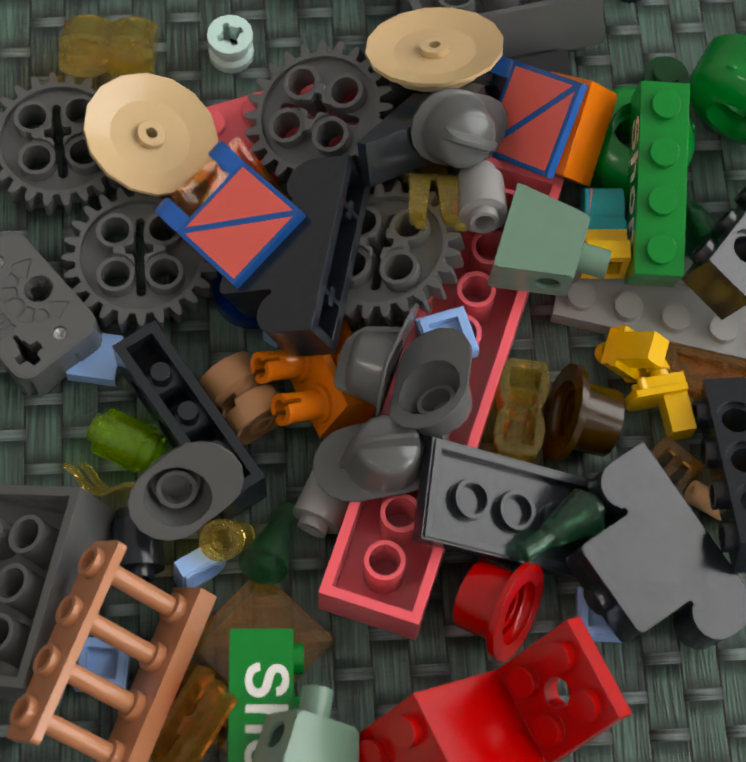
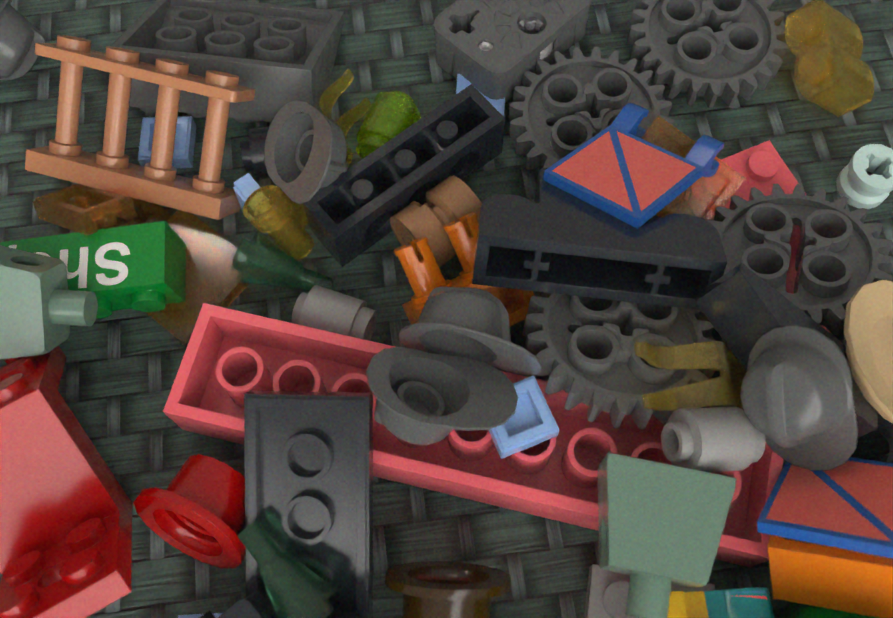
camera: 90 degrees right, 0 degrees up
(148, 132) = (732, 89): tan piece -> none
(369, 461) = (346, 334): dark grey piece -> none
(520, 410) = (422, 522): clear yellow brick -> none

